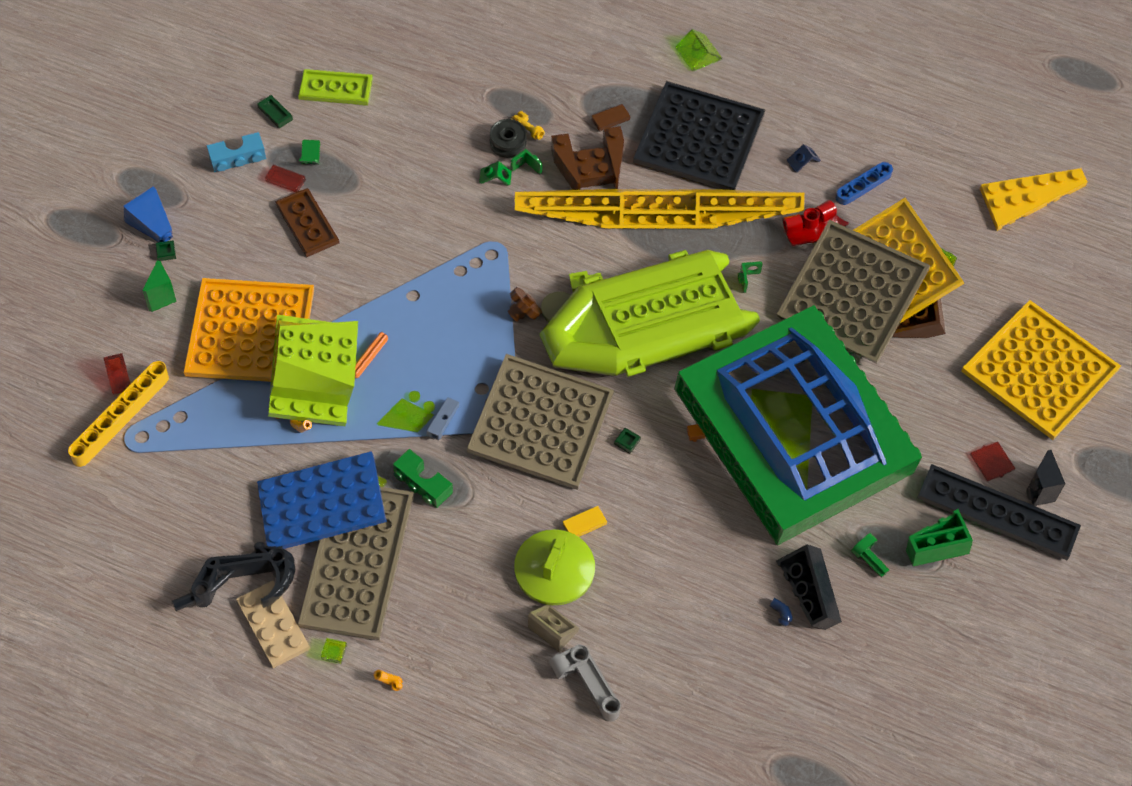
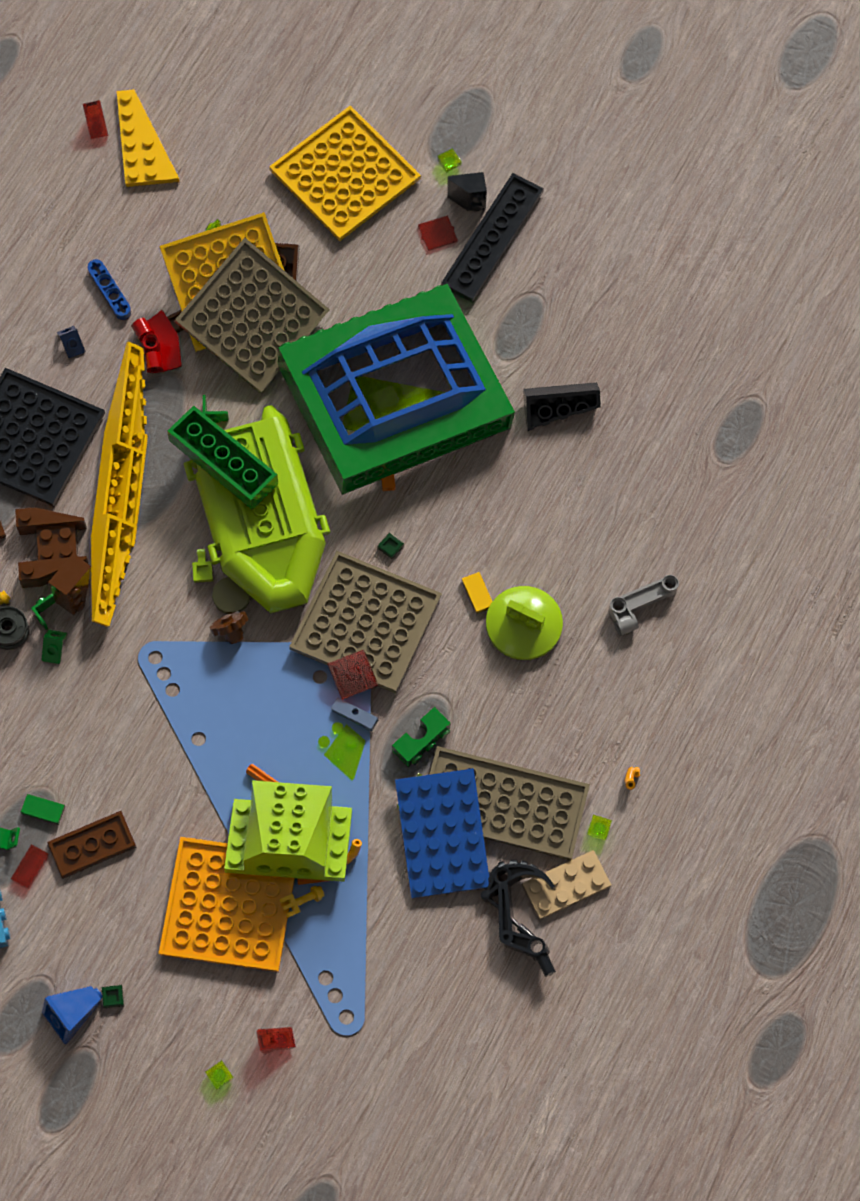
camera: 85 degrees left, 10 degrees up
(88, 336) = (219, 1075): none -> clear neon green plate
(117, 421) = (315, 1029): yellow beam -> none
(158, 289) = (170, 995): green slope -> none
(260, 399) = (315, 893): none -> yellow hinge
(339, 182) = (43, 809): none -> green tile
(480, 408) = (353, 674): none -> clear red tile
(544, 167) = (71, 584): none -> reddish brown wedge
(552, 626) = (585, 629): dark tan slope -> none
(686, 268) = (223, 457): none -> green brick
(784, 611) = (578, 430): dark blue arm -> none
(862, 550) = (524, 355): green piece -> none
(940, 541) = (521, 286): green wedge -> none
(1043, 150) = (95, 119): none -> clear red slope
(1081, 464) = (449, 160): none -> clear neon green plate

